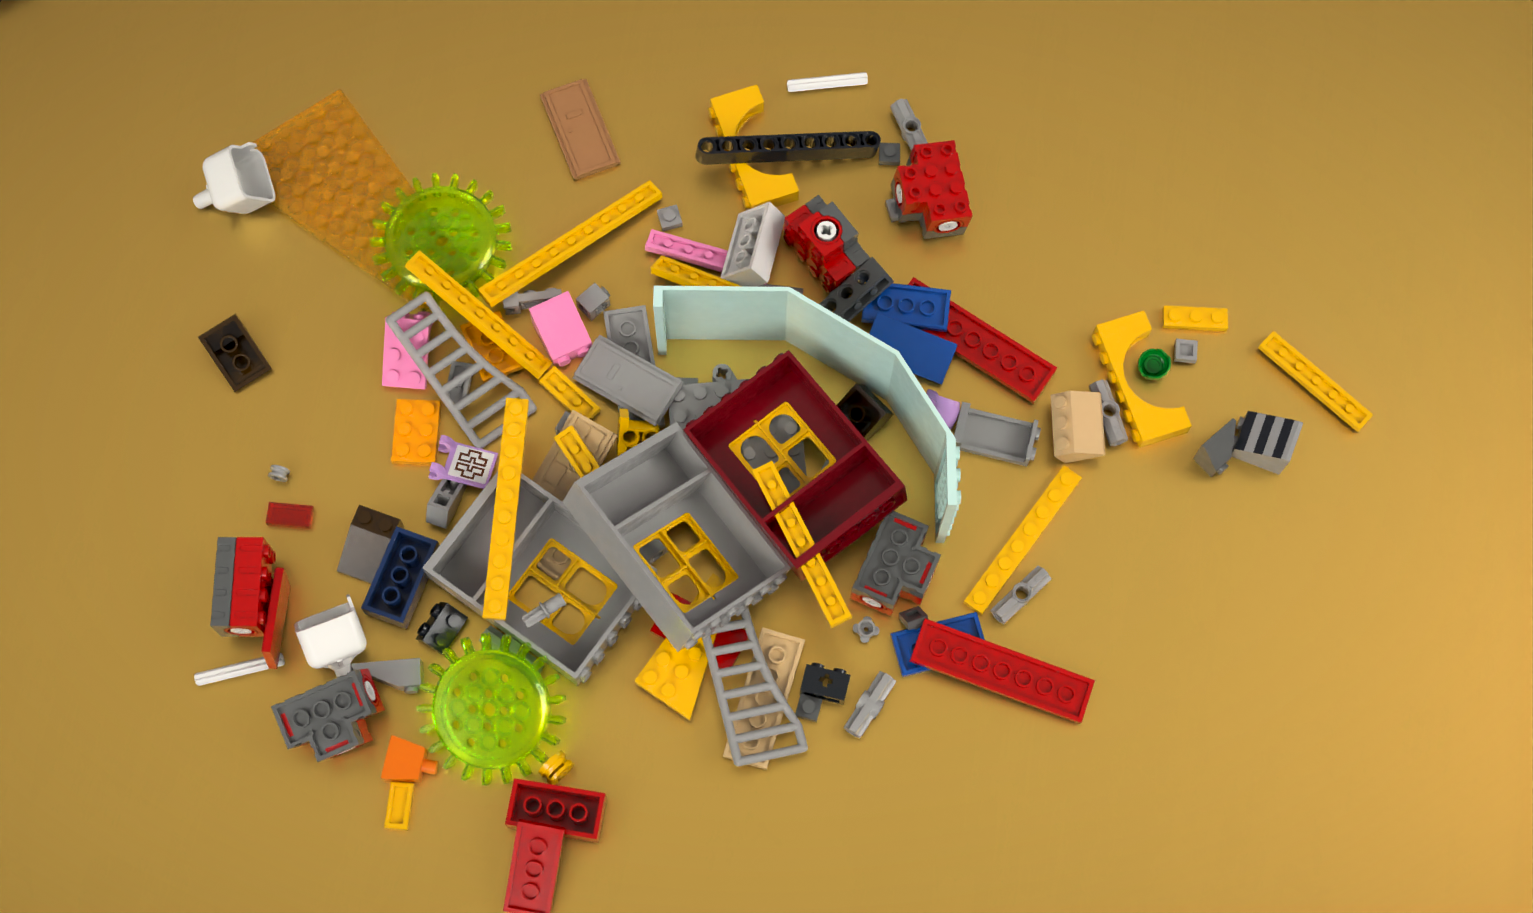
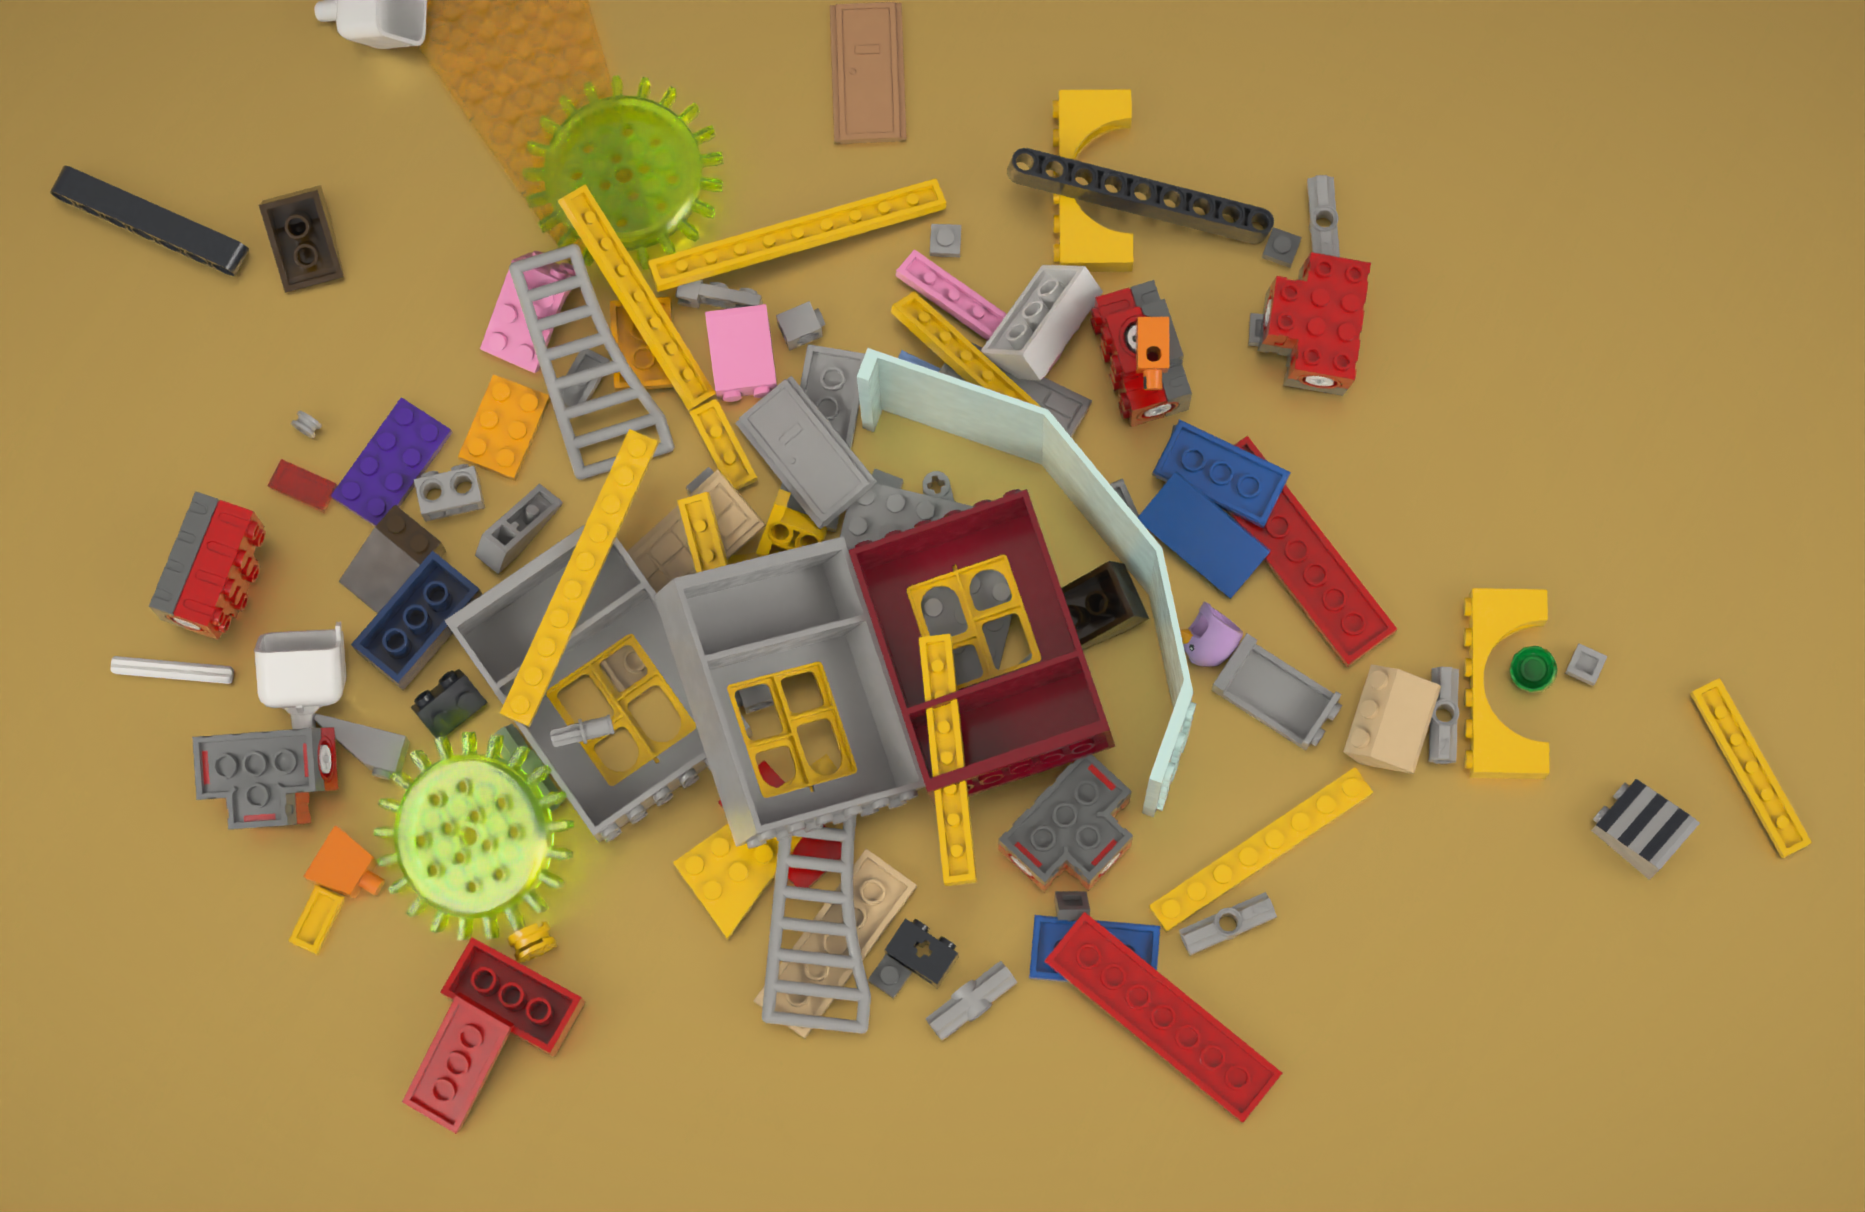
camera: 25 degrees right, 5 degrees up
(124, 374) = (149, 221): none -> black beam
(276, 618) = (238, 620): red tile -> none
(346, 480) = (391, 462): none -> dark purple plate
(397, 491) = (450, 500): none -> light grey brick
(464, 464) = (551, 494): flag -> none
(827, 82) = (1233, 115): white axle -> none
(837, 224) = (1152, 336): none -> orange torso
(861, 293) = (1162, 441): dark grey brick -> none
(866, 623) = (1008, 890): light grey plate -> none
(1195, 318) = (1618, 622): yellow plate -> none
(1217, 450) = (1570, 819): dark grey slope -> none

